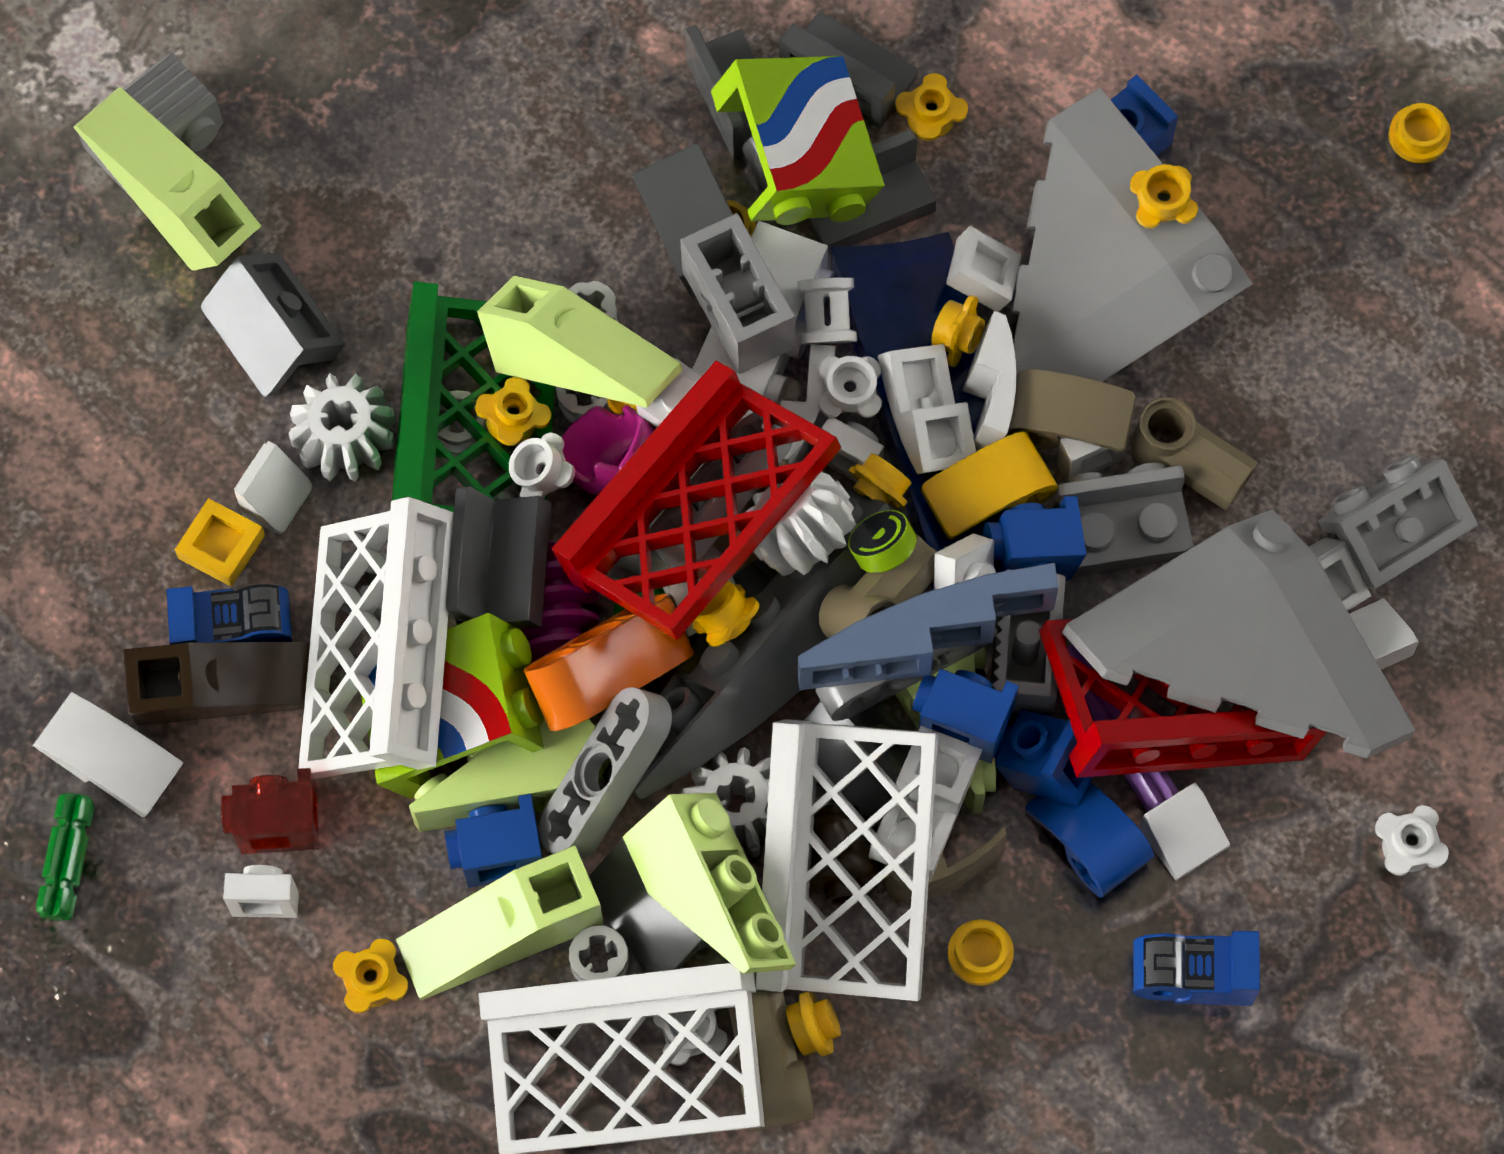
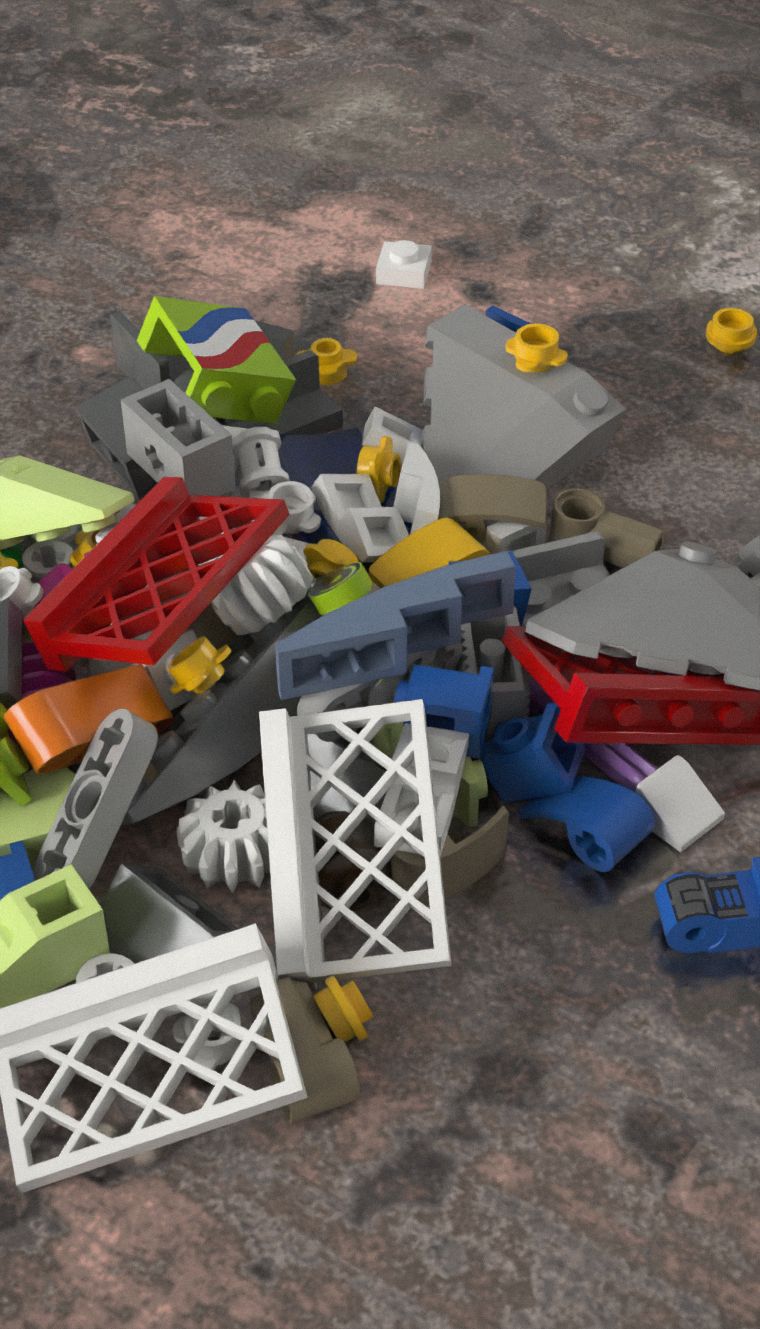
camera: 10 degrees left, 25 degrees down
(704, 879) = (198, 862): yellowish green slope -> none
(980, 952) = (503, 928): yellow plate -> none

